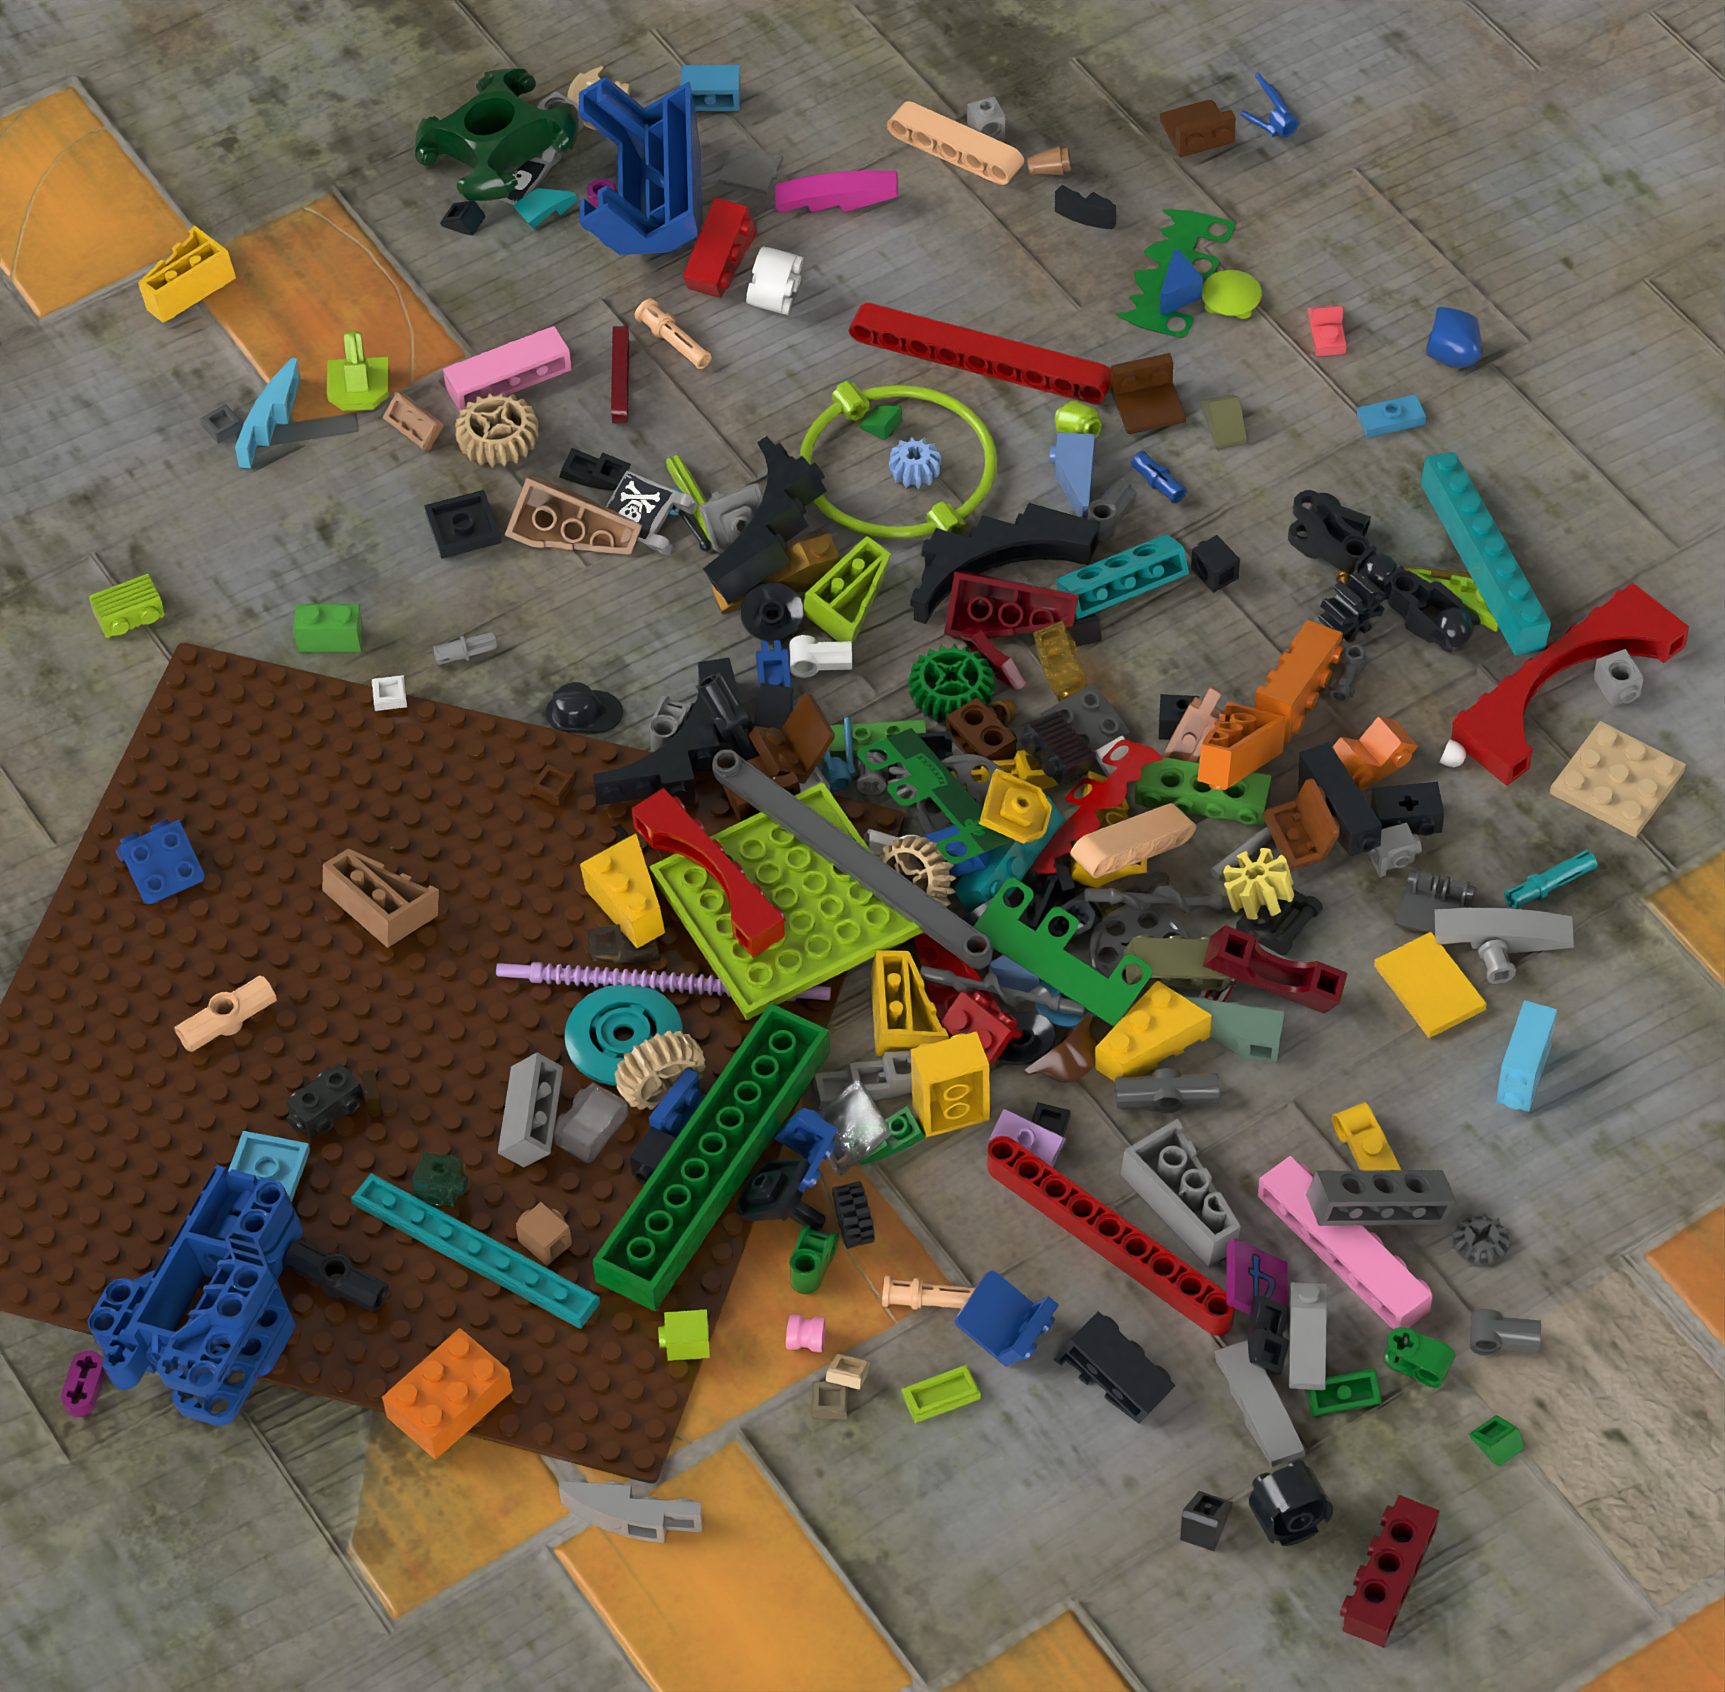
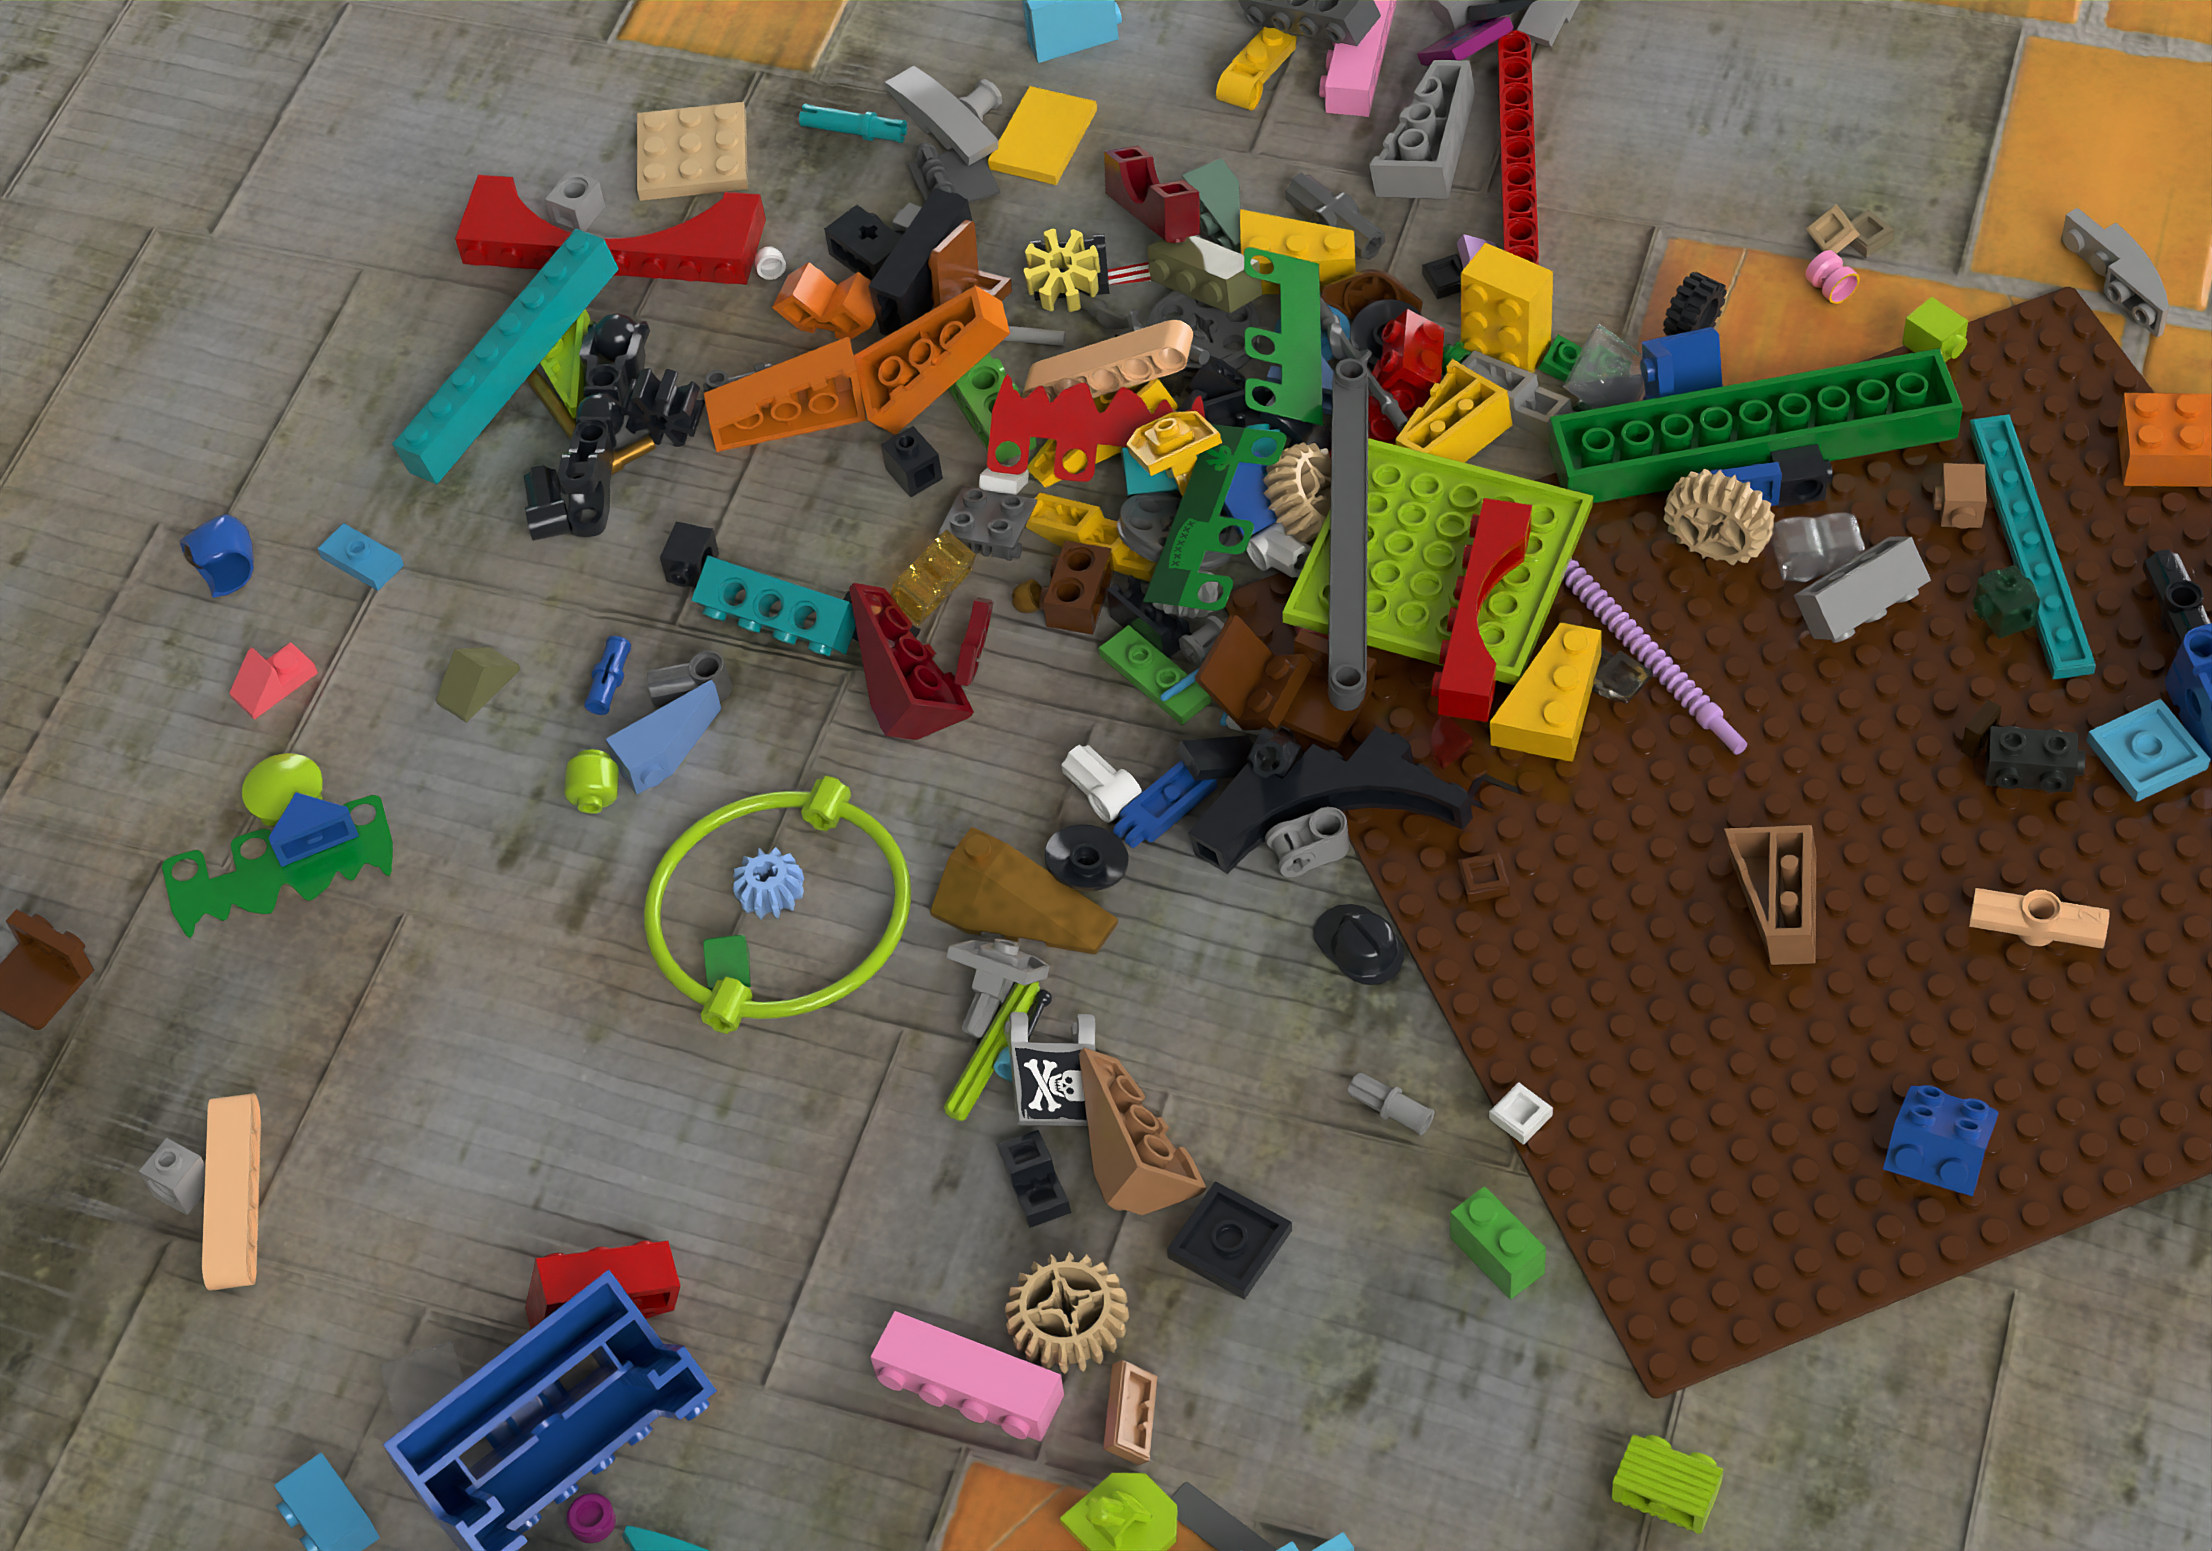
camera: 125 degrees left, 0 degrees up
(604, 1013) = (1691, 633): teal piece -> none
(620, 374) = (874, 1255): dark red beam -> none
(664, 326) = (763, 1267): light nougat pin -> none
(774, 280) = (611, 1190): white brick -> none
(774, 1194) = (1740, 356): black piece -> none
(779, 518) = (915, 935): black arch -> none
(811, 1253) = (1761, 322): green piece -> none
(845, 189) = (405, 1251): dark pink slope -> none
(848, 590) = (1007, 803): lime wedge -> none
(917, 1293) = (1709, 238): light nougat pin -> none
(941, 1393) = (1778, 173): lime tile -> none
(950, 674) = (1014, 643): green gear -> none
(981, 353) = (557, 942): red beam -> none
(1005, 1319) = (1672, 152): blue bracket -> none
(1036, 535) = (829, 744): black arch -> none
(1050, 162) = (194, 1074): medium nougat cone -> none
(1057, 748) = (1047, 500): black brick -> none
(1090, 211) = (252, 996): black slope -> none
(1117, 1367) = (1638, 78): black wedge -> none
(1146, 394) = (503, 751): reddish brown bracket -> none
(1194, 727) = (927, 415): nougat hinge -> none

